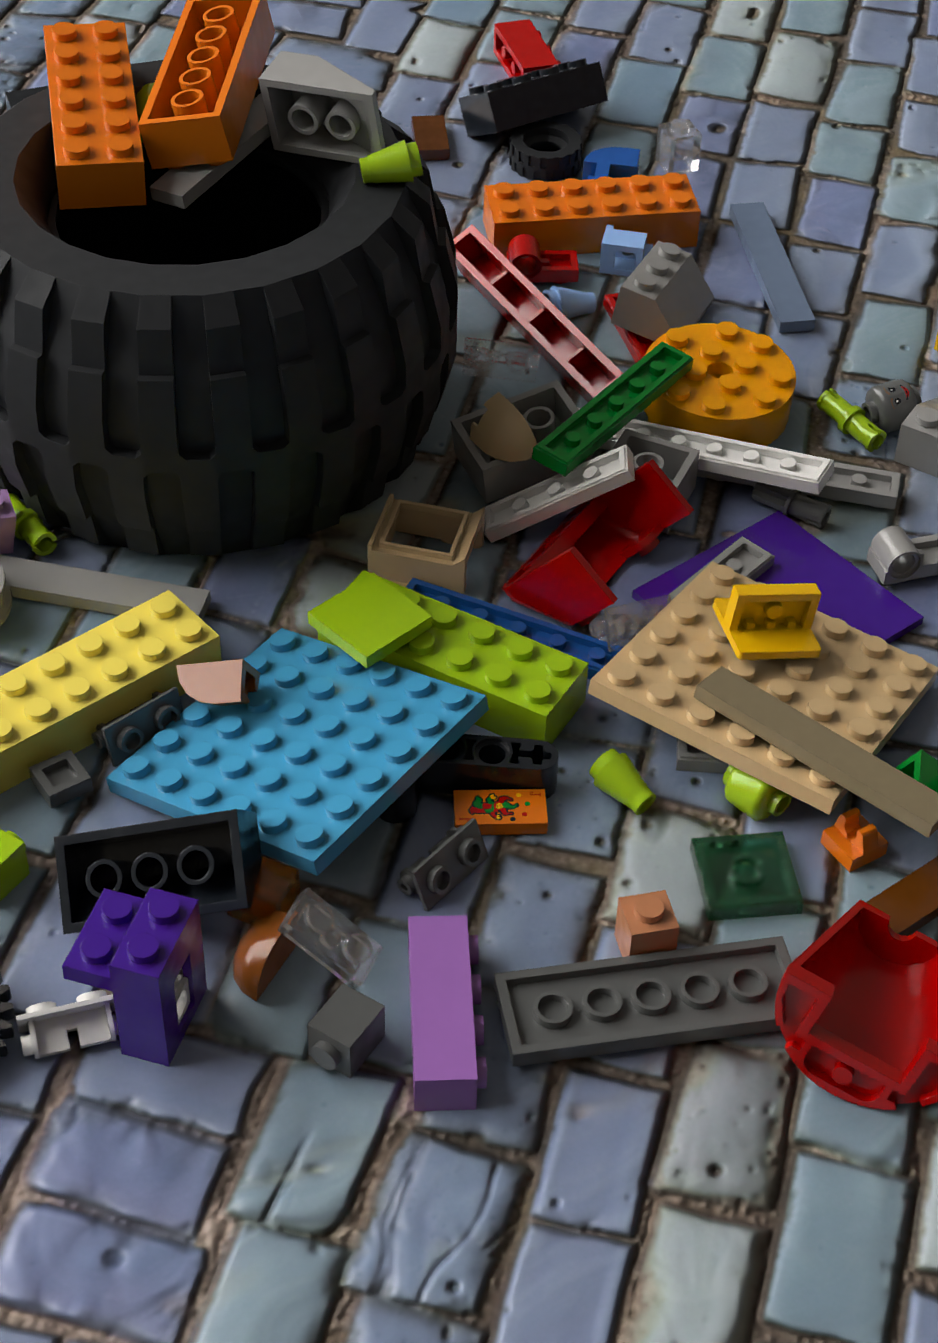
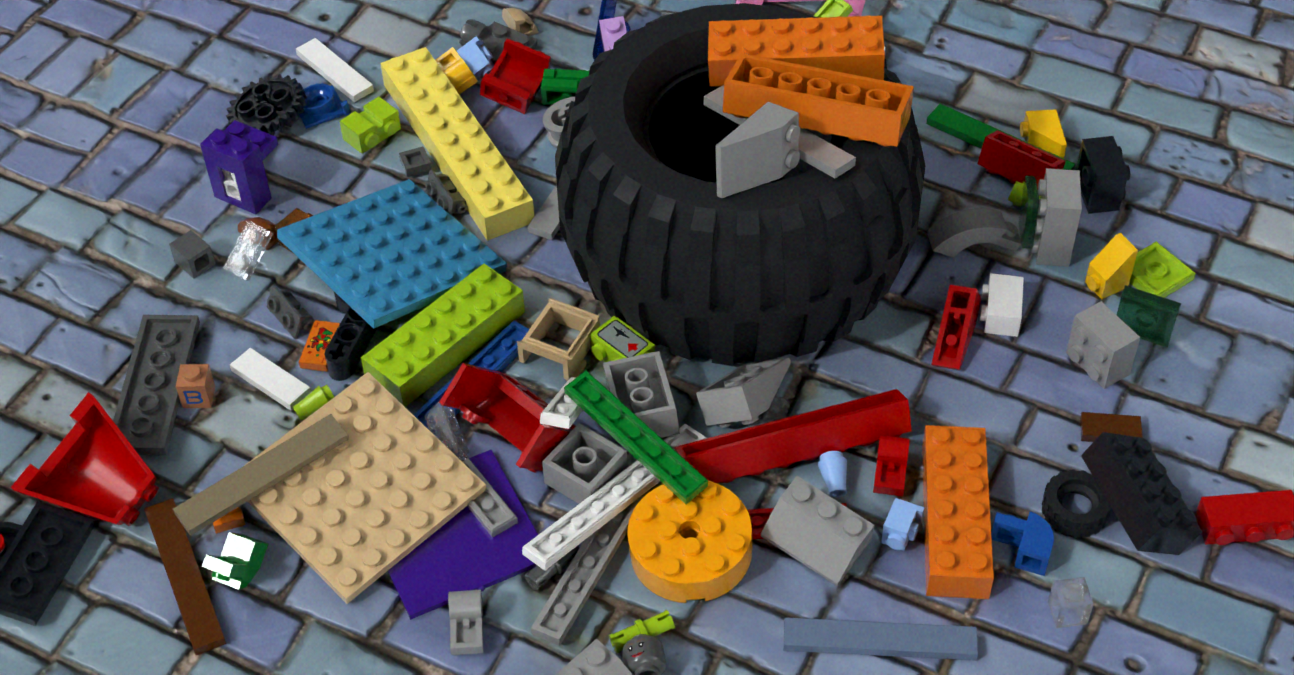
camera: 105 degrees right, 5 degrees up
(194, 856) = (316, 182): black slope -> none
(219, 681) = (445, 216): brick -> none
(370, 620) = (461, 278): lime tile -> none
(392, 164) = (704, 193): lime cone -> none
(428, 477) = (618, 341): none -> brick
(443, 1015) = (186, 292): medium lavender brick -> none
(492, 358) = (742, 393): none -> light grey slope
(503, 431) = (623, 368): tan brick -> none
(585, 858) = (270, 378): none -> white tile
(746, 876) = (223, 450): clear green tile -> none
(770, 620) = (386, 477): yellow bracket -> none

